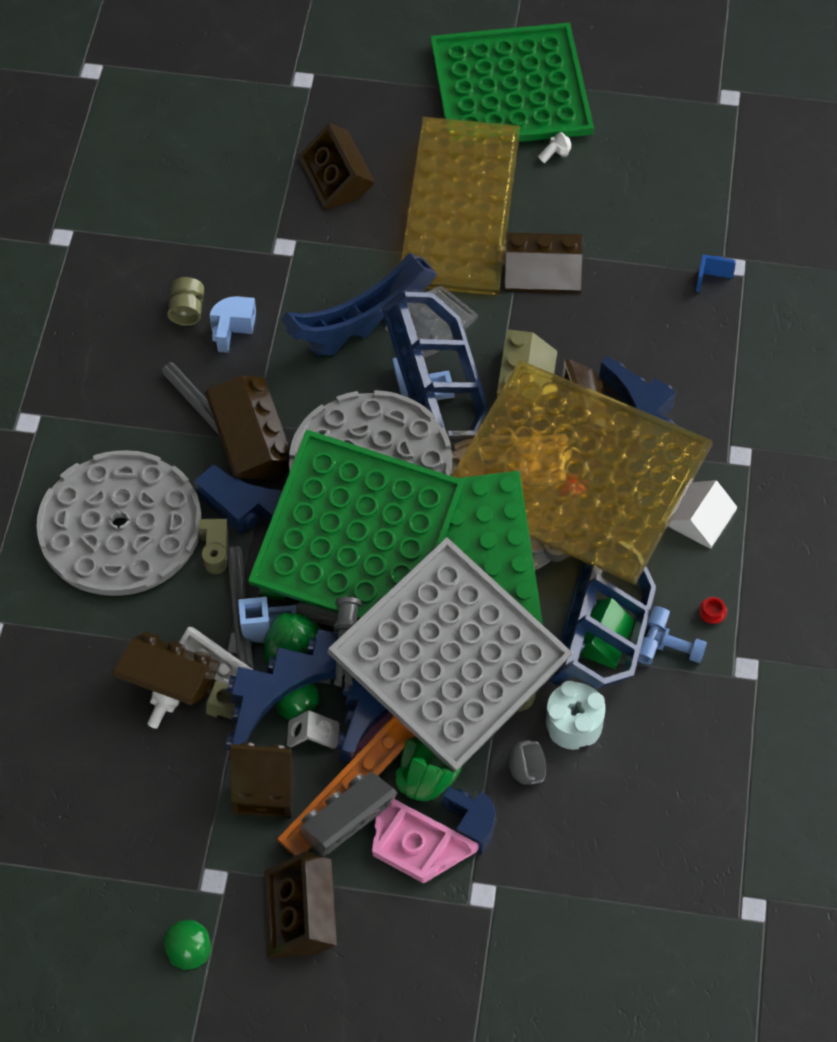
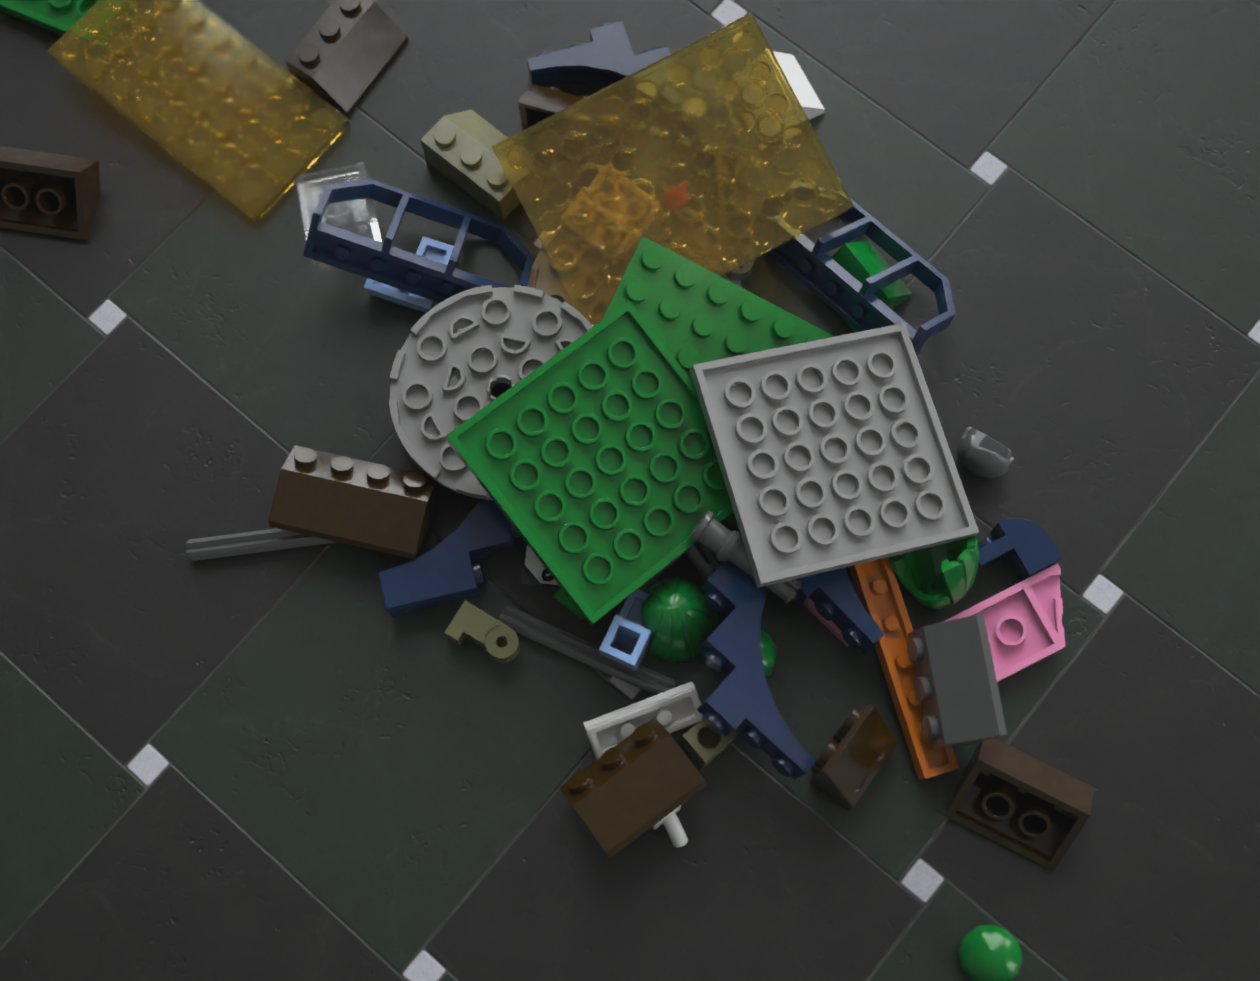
camera: 55 degrees left, 15 degrees up
(143, 552) = (387, 787): light grey plate -> none
(185, 301) = (113, 476): olive wheel -> none
(230, 316) = (171, 431): light blue brick -> none
(315, 728) = (806, 656): white bracket -> none
(359, 316) = (281, 294): dark blue arch -> none
(575, 715) = (973, 365): light aqua brick -> none
(658, 638) = (909, 226): medium blue bar -> none
(713, 610) = (905, 156): red plate -> none

